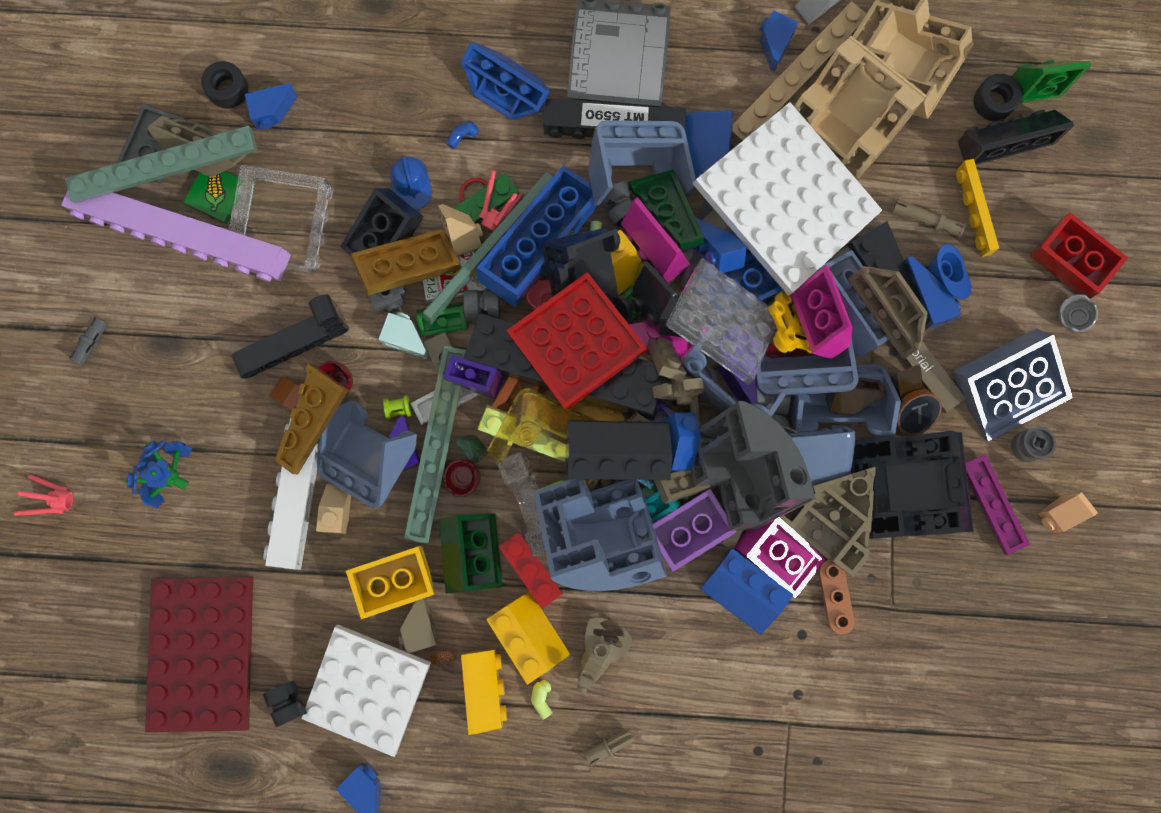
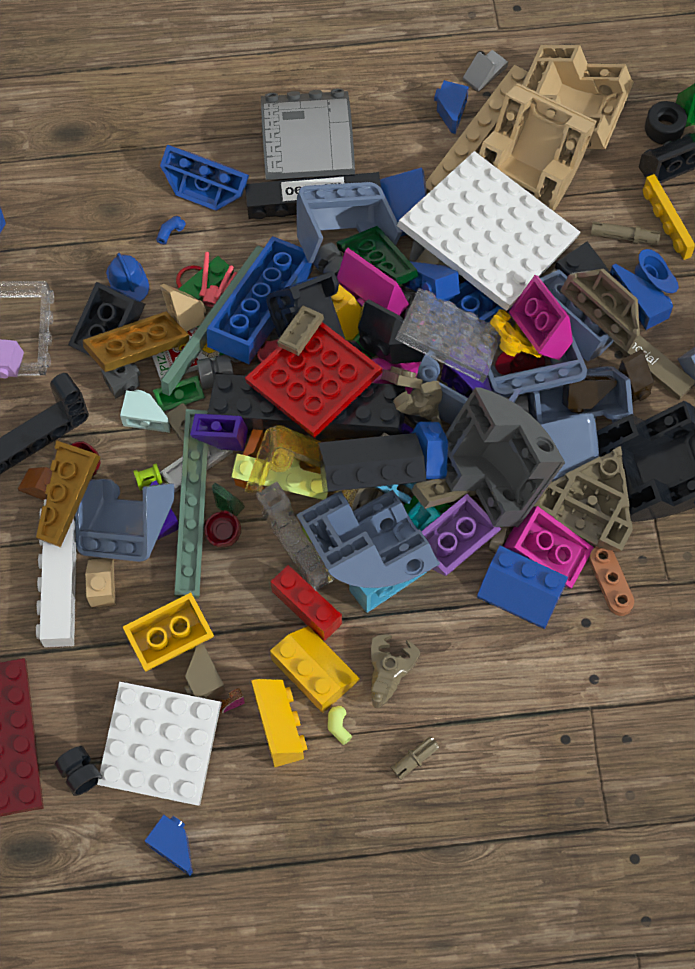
camera: 10 degrees left, 15 degrees down
(470, 553) = (242, 597): dark green slope -> none
(571, 290) = (300, 330): none -> dark tan plate
(918, 412) = (652, 396): black tile -> none

